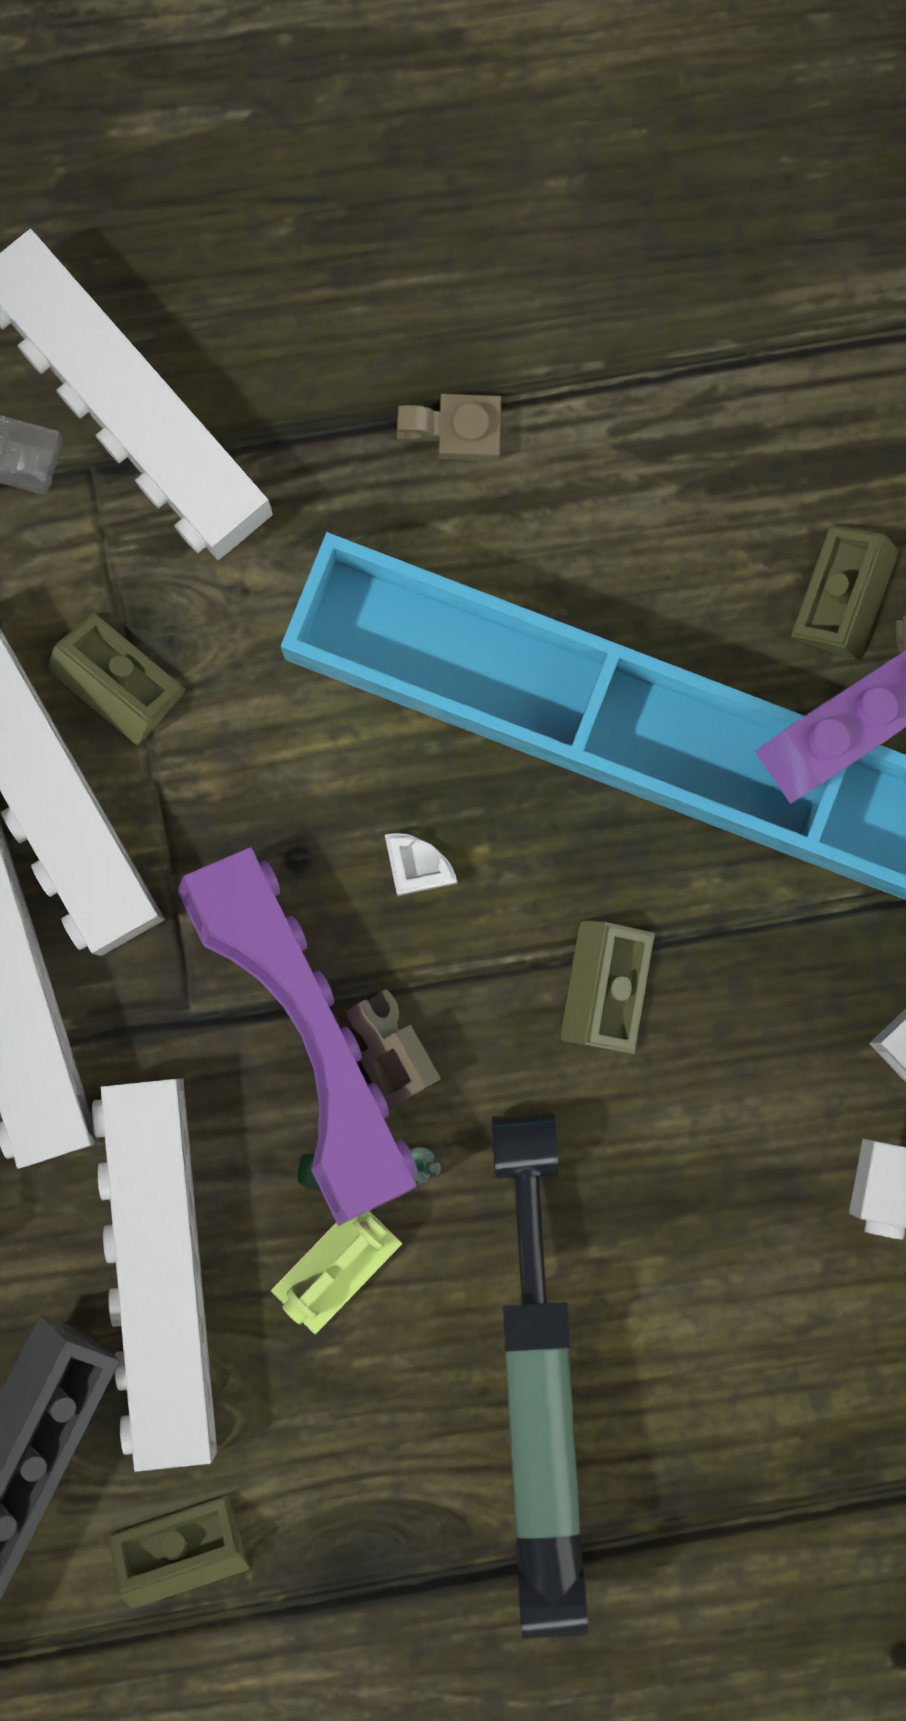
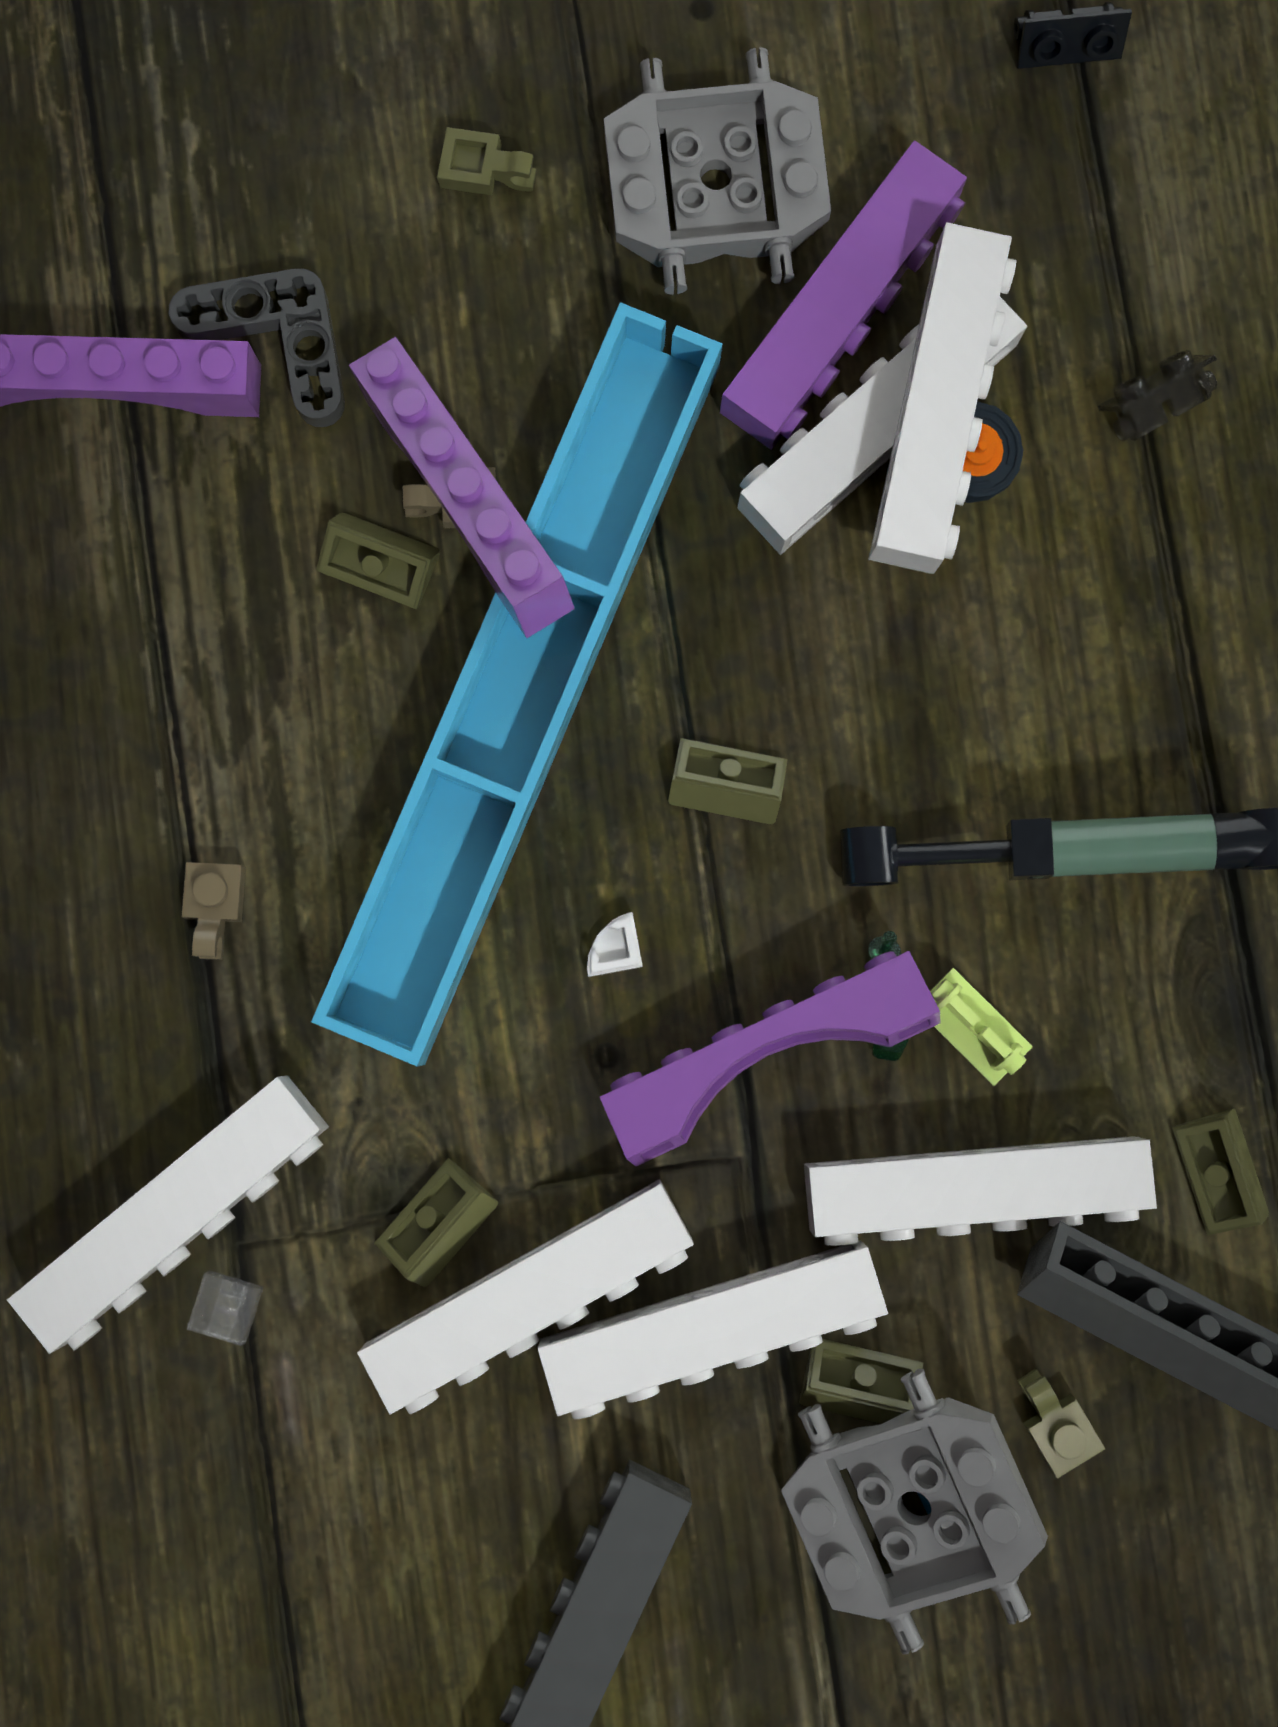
camera: 90 degrees left, 0 degrees up
(393, 1056) = (789, 972): dark tan plate -> none

